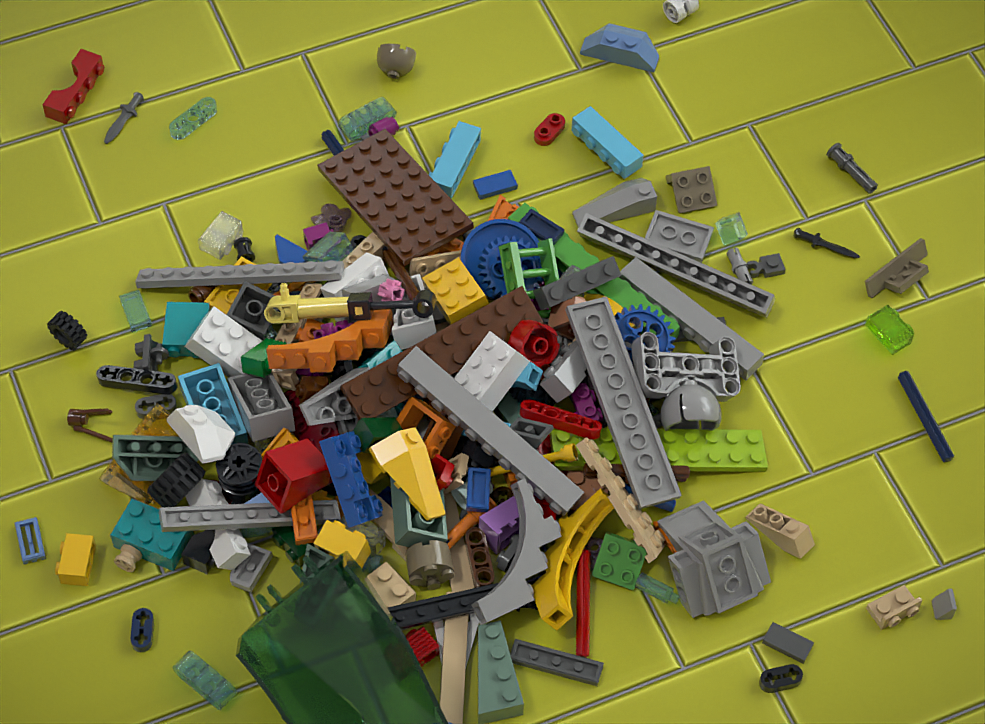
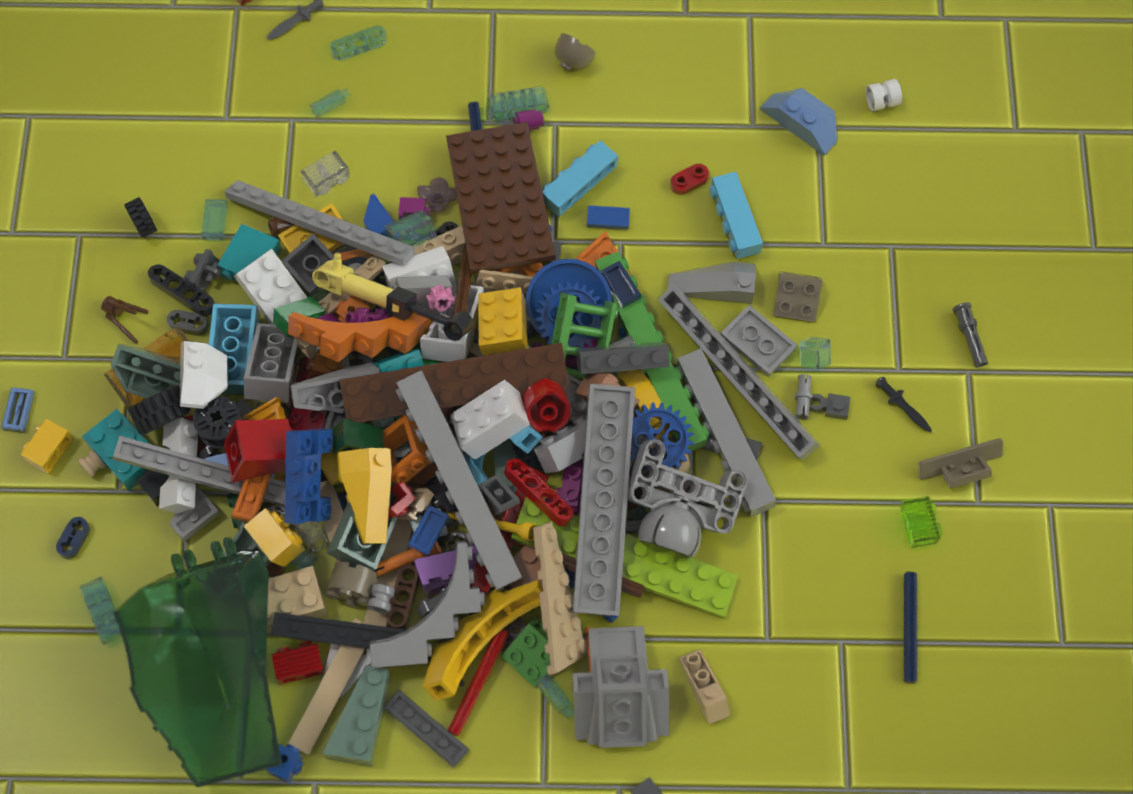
camera: 25 degrees right, 10 degrees up
(192, 176) = (329, 102): none -> clear light blue cylinder
(244, 249) = (335, 197): black bush -> none
(463, 563) = (380, 599): none -> light grey wheel

